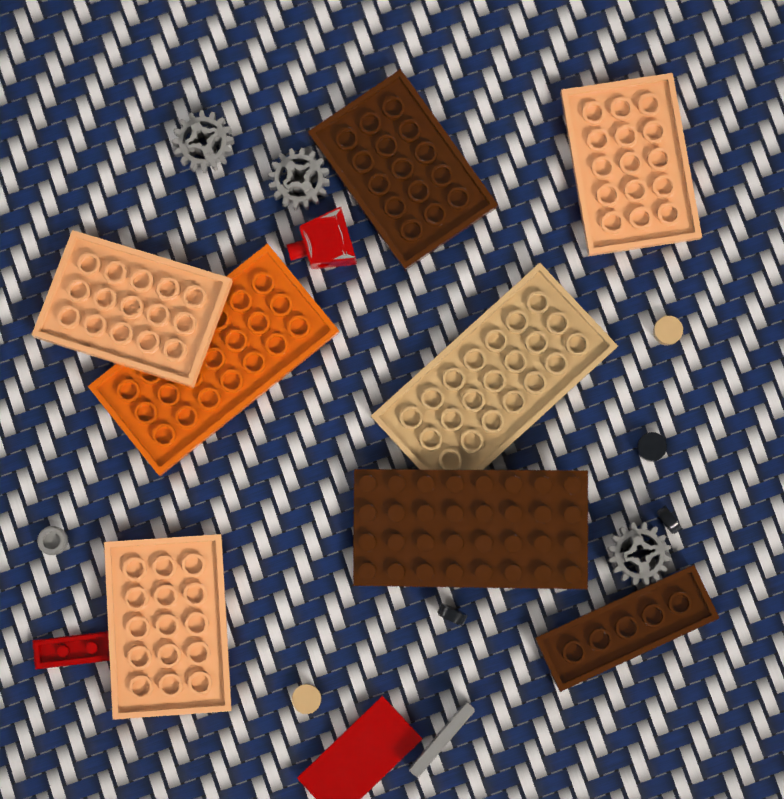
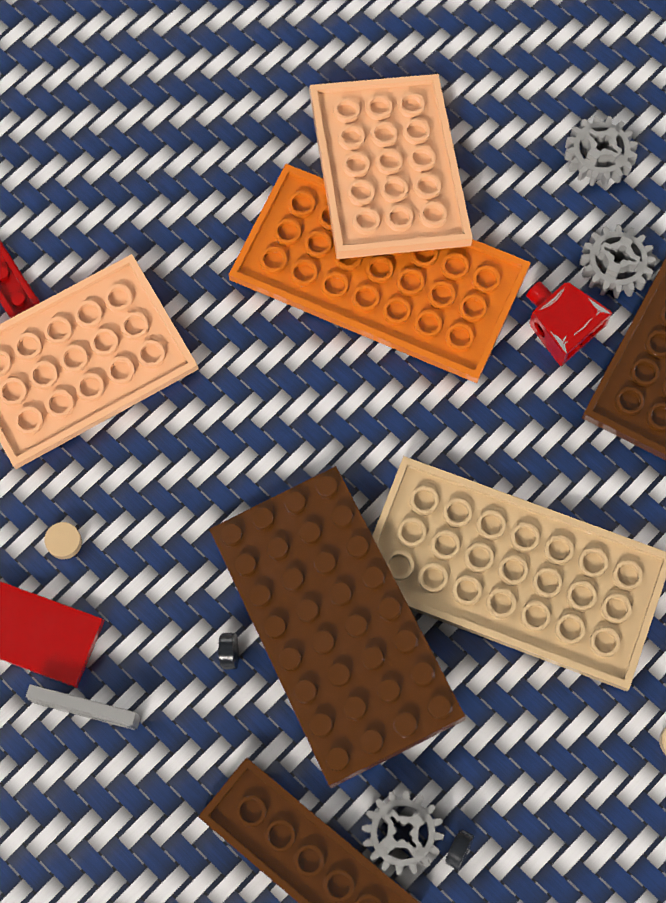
camera: 65 degrees right, 10 degrees down
(52, 540) = (111, 210): light grey tile -> none
(651, 446) = (534, 788): black tile -> none

